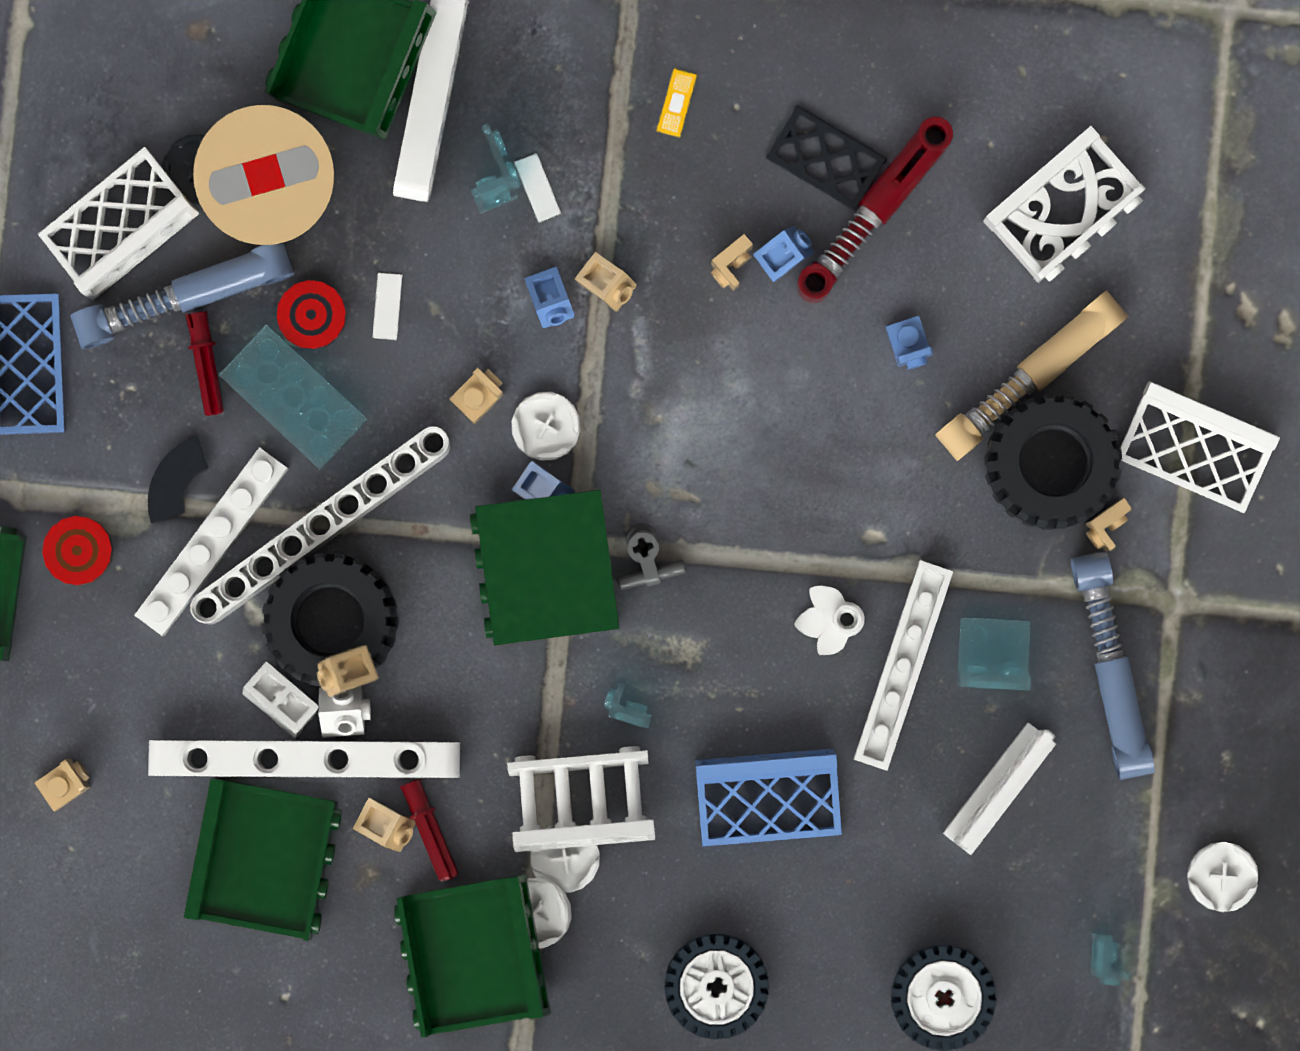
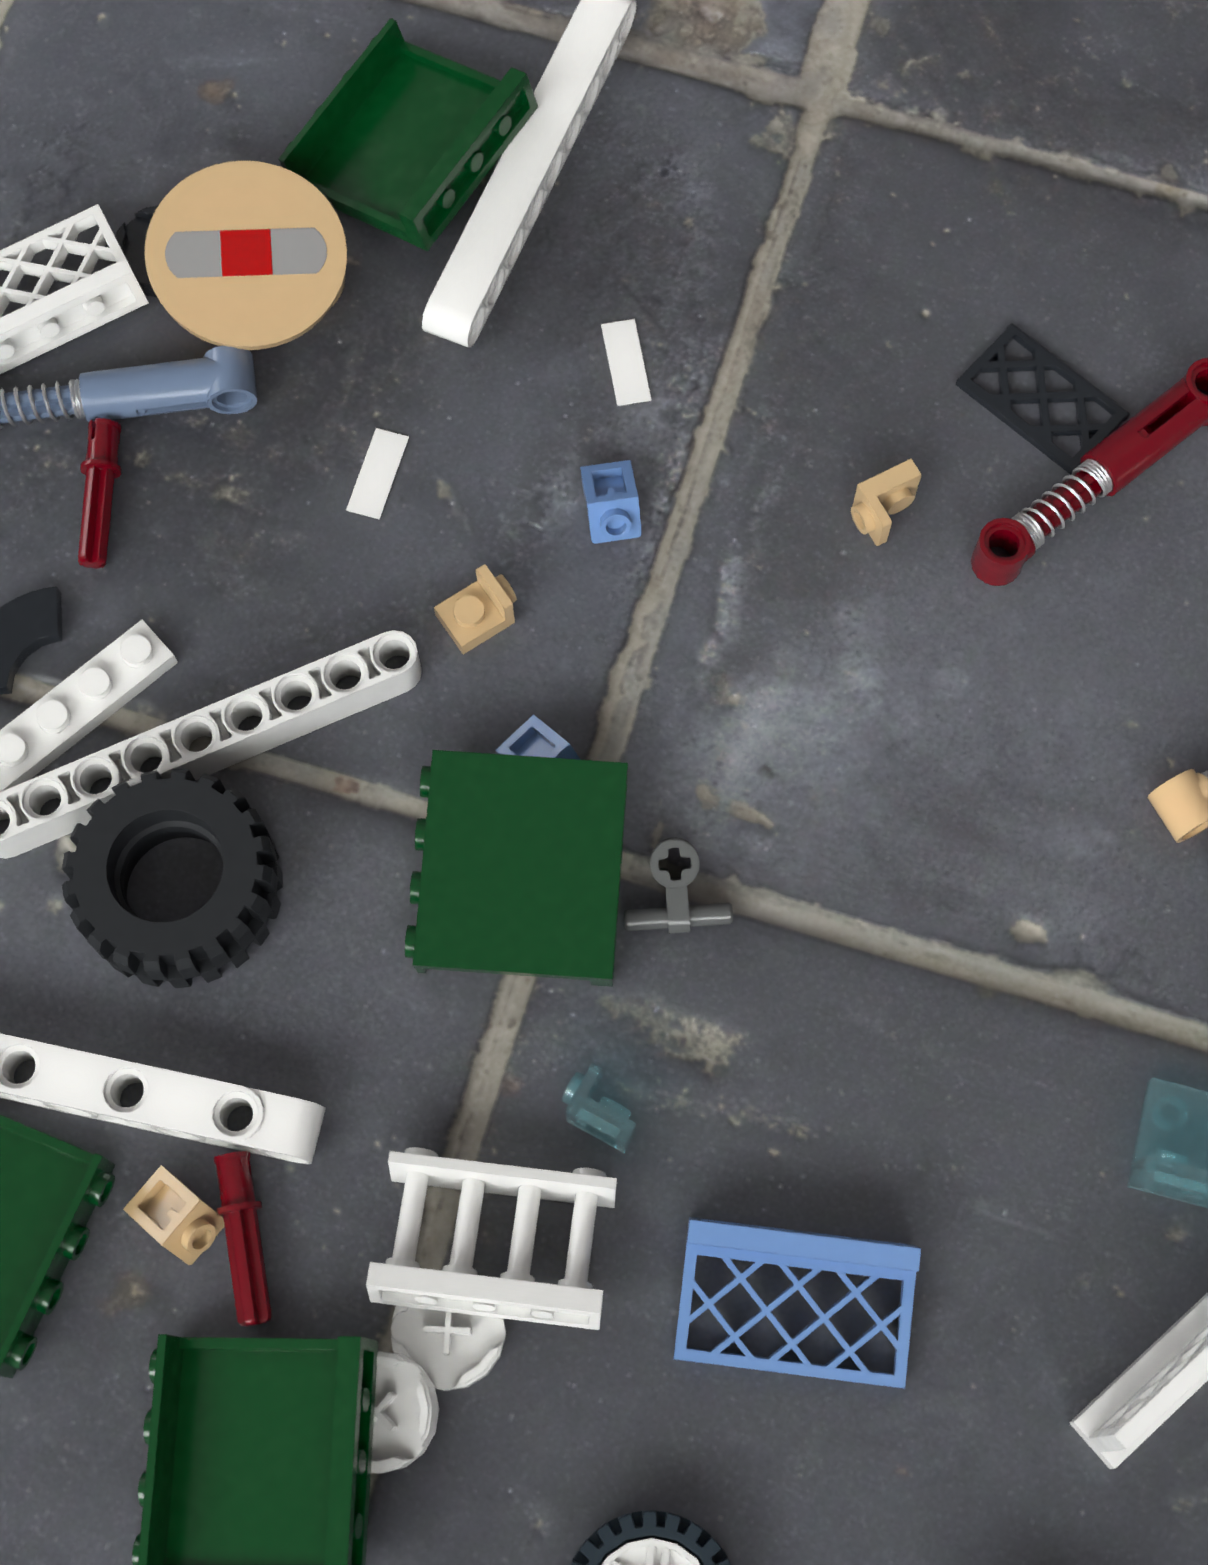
camera: 10 degrees right, 15 degrees down
(280, 699) = (66, 983): white hinge -> none
(293, 397) = (210, 562): clear light blue plate -> none
(311, 315) = (267, 461): red tile -> none
(343, 713) = (156, 1019): white brick -> none
(346, 671) = (169, 943): tan bracket -> none
(492, 191) = (569, 334): clear light blue bracket -> none
(546, 426) = (566, 675): white tile -> none
(606, 281) = (698, 493): tan bracket -> none
(676, 103) = (843, 292): yellow sticker -> none
(784, 252) = (961, 502): medium blue bracket -> none
(824, 619) = (934, 1040): white plate -> none
(903, 665) = (1046, 1136): white plate -> none
(909, 343) = (1127, 662): medium blue bracket -> none

